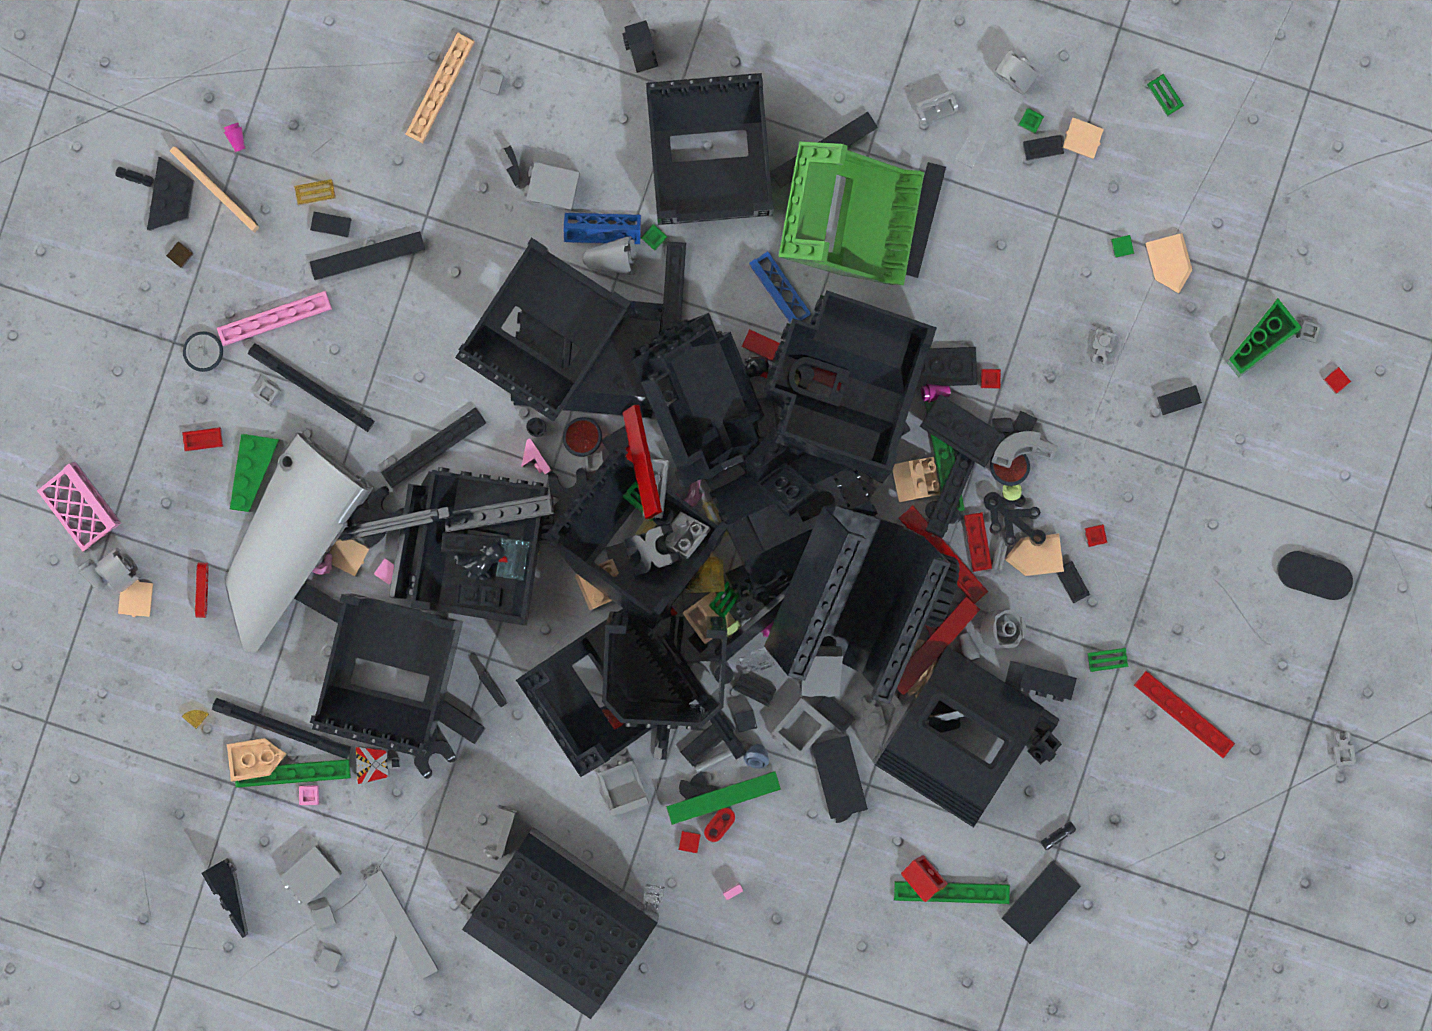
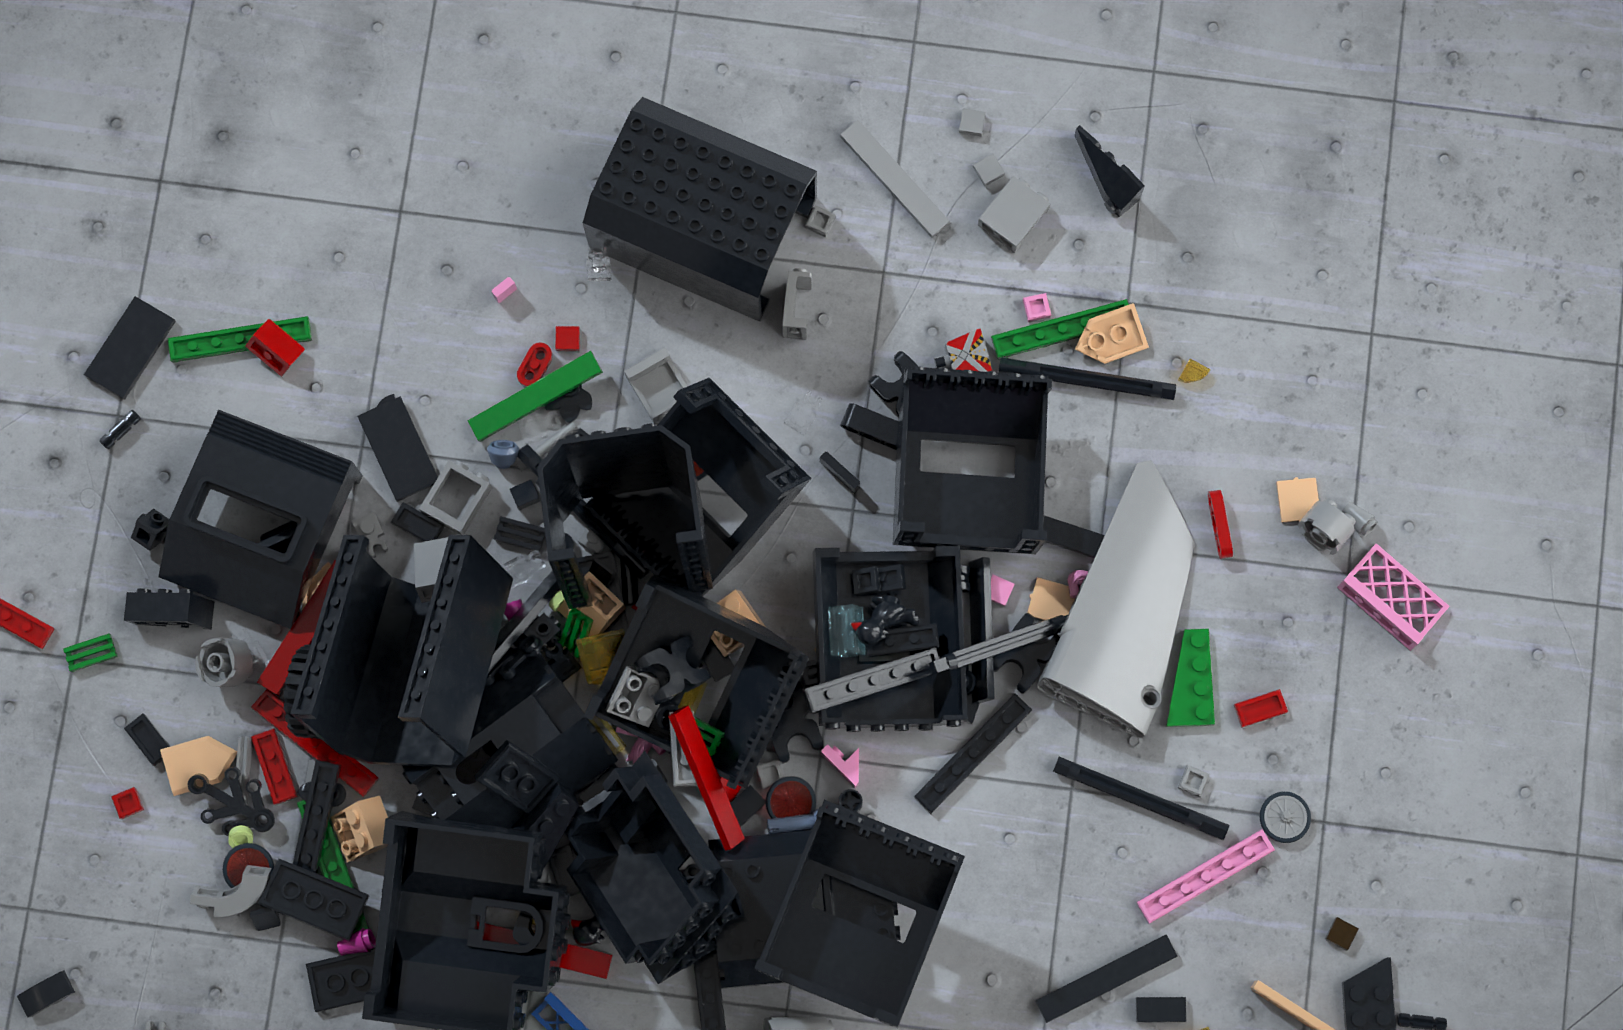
camera: 175 degrees right, 10 degrees down
(577, 418) = (791, 823): none -> sand blue pin
(968, 647) = (264, 633): light grey cone -> none
(991, 378) = (290, 975): red tile -> none
(1024, 422) = (238, 927): black tile -> none
(1046, 722) = (151, 561): black slope -> none

